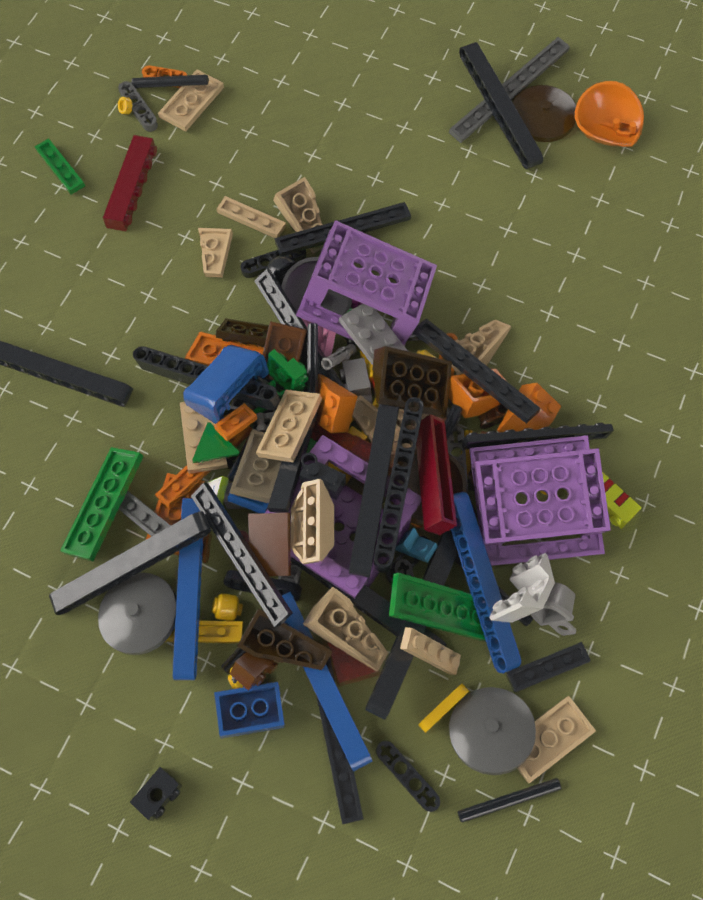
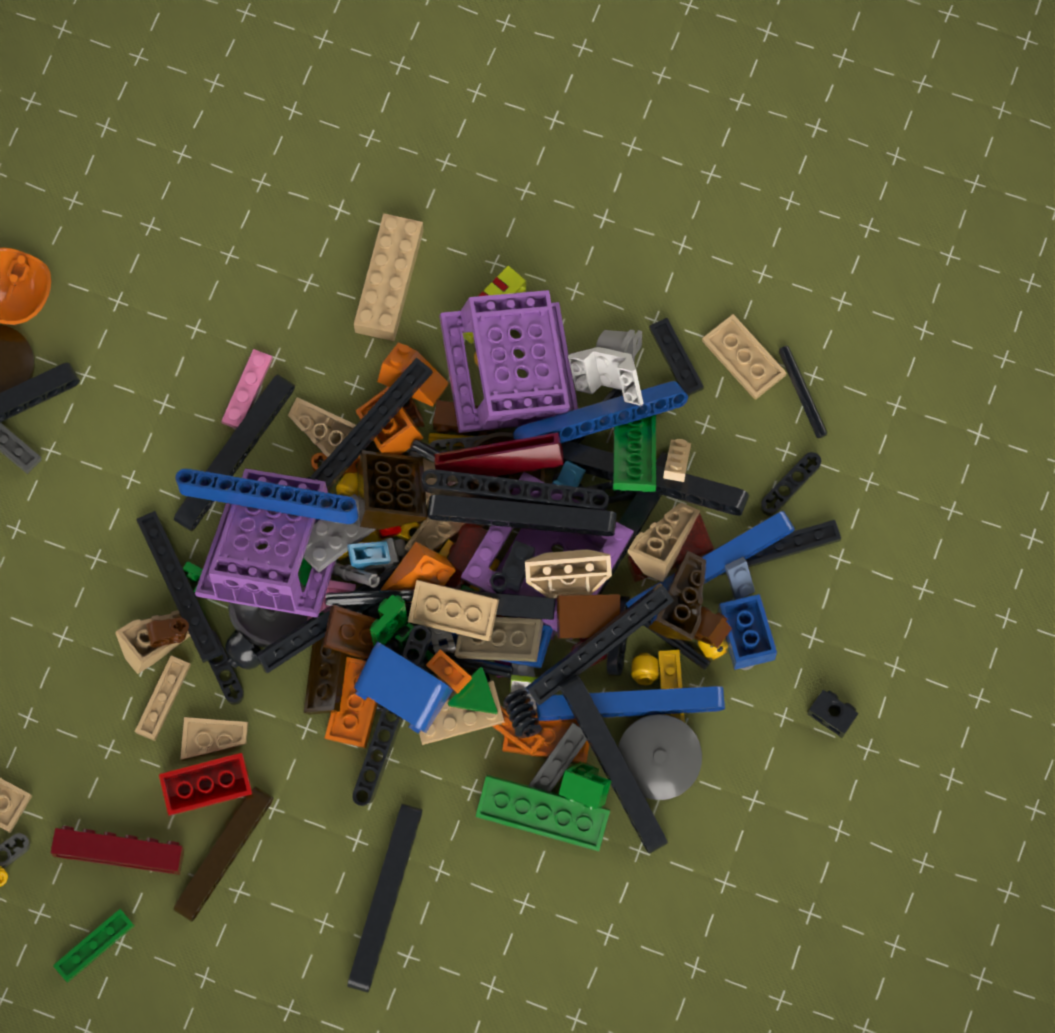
camera: 95 degrees left, 5 degrees up
(114, 535) = (585, 786): none -> green brick
(115, 255) = (223, 854): none -> dark brown beam
(170, 240) = (205, 784): none -> red slope
(187, 483) = (522, 714): none -> black piece
(300, 211) = (166, 631): none -> reddish brown piece
(305, 707) = (739, 578): none -> sand blue plate
(353, 362) = (368, 554): none -> dark azure slope
(403, 273) = (275, 500): none -> blue beam
(443, 708) = (724, 452): yellow beam -> none
(464, 277) = (239, 446): none -> black beam
(492, 438) = (438, 374): black plate -> none
(492, 731) = (742, 407): dark grey dish -> none
(519, 289) = (247, 388): none -> bright pink plate
(628, 404) = (388, 277): none -> tan brick

